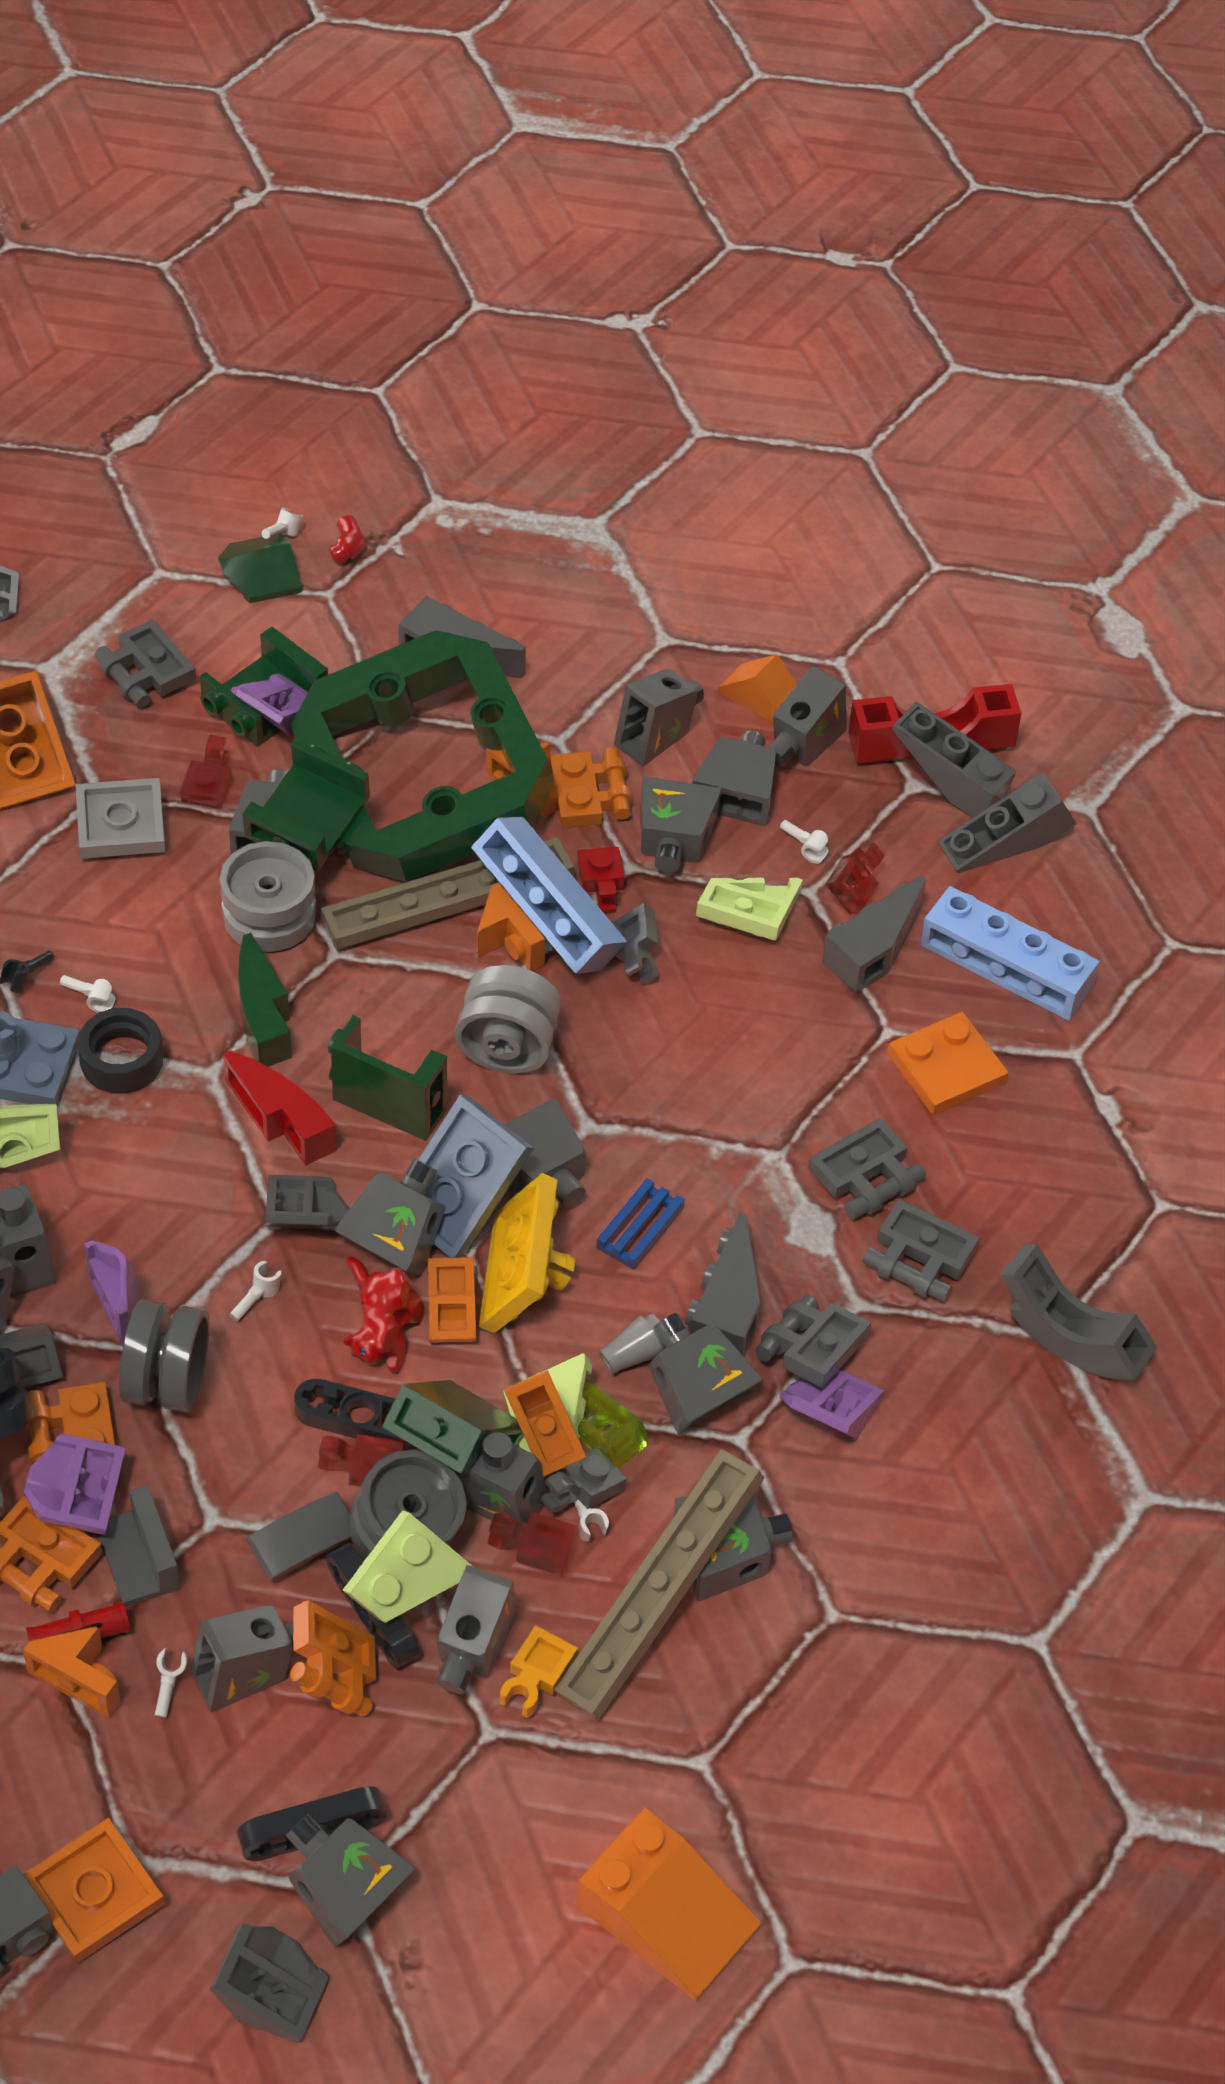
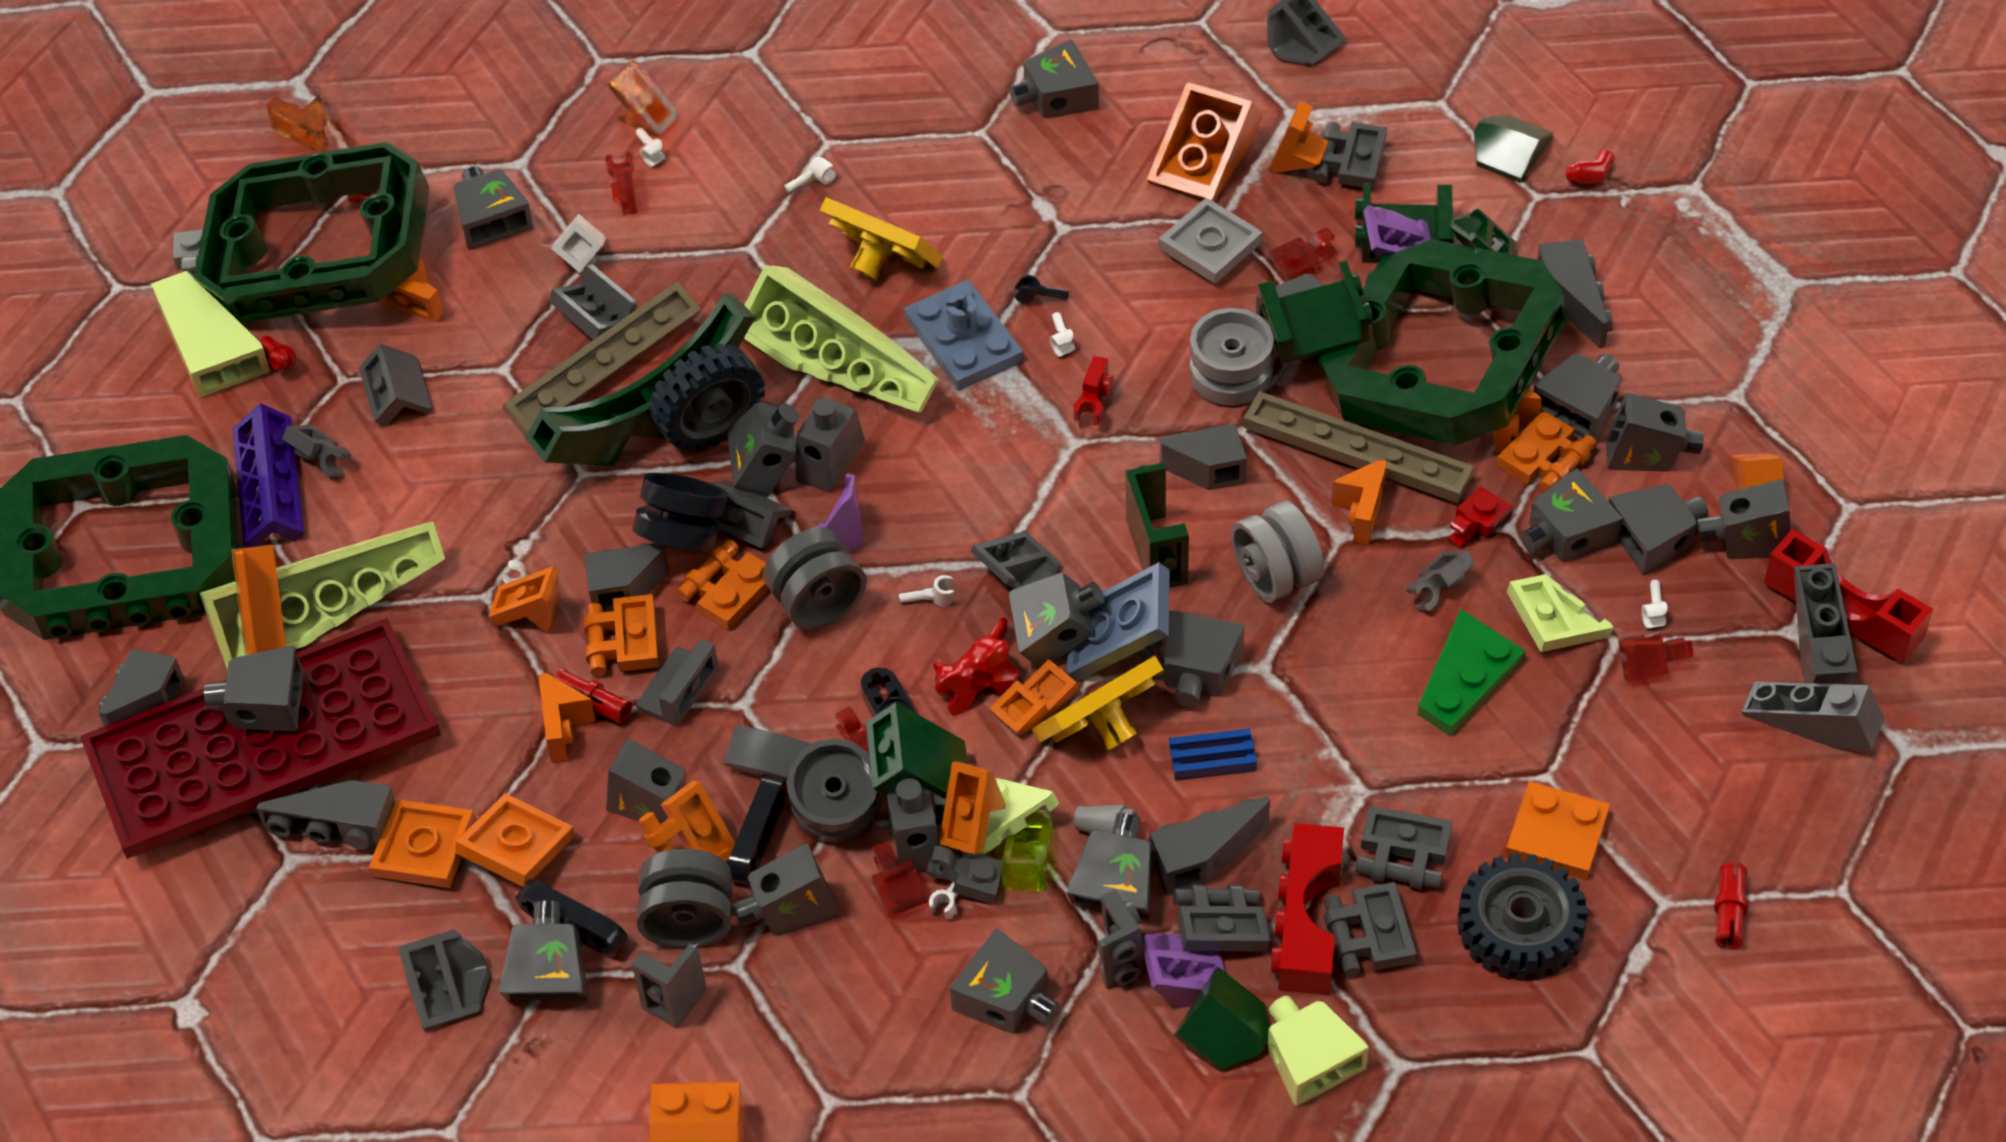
camera: 55 degrees right, 0 degrees up
(75, 1483) = (685, 613): medium lavender slope -> none
(99, 683) = (1298, 146): none -> orange slope
(113, 1024) = (1030, 404): black tyre -> none
(167, 1683) = (606, 759): white hand -> none
(178, 1807) = (514, 840): none -> orange plate
(181, 1009) = (1094, 387): none -> red plate
(263, 1005) = (1146, 421): dark green slope -> none
(280, 1107) = (1076, 496): red slope -> none
(287, 523) = (1562, 130): white hand -> none
(338, 651) = (1481, 232): none -> dark green slope
(346, 988) = (1206, 457): none -> dark grey slope
(403, 1711) = (684, 898): none -> dark grey wheel
(405, 1570) = (778, 817): yellowish green wing -> none
(480, 1796) = (672, 990): none -> dark grey panel
(538, 1666) = (806, 954): light orange plate -> none
(549, 894) = (1406, 494): light blue brick -> none
(568, 717) = (1581, 392): none -> dark grey torso
(659, 1584) = (920, 966): dark tan plate -> none
(742, 999) = (1467, 672): none -> green wing
(776, 1418) = (1122, 946): none -> dark grey bracket
(870, 942) = (1611, 706): dark grey slope -> none
(902, 1310) = (1306, 949): none -> red arch
(913, 1415) = (1225, 1023): none -> dark green slope
(995, 1374) = (1313, 1048): none -> yellowish green torso
(1009, 953) = (1697, 793): light blue brick -> none
(1009, 1146) = (1517, 944): none -> wheel
(1069, 1328) = (1402, 1056): dark grey arch -> none
(1125, 1014) = (1731, 905): none -> red pin

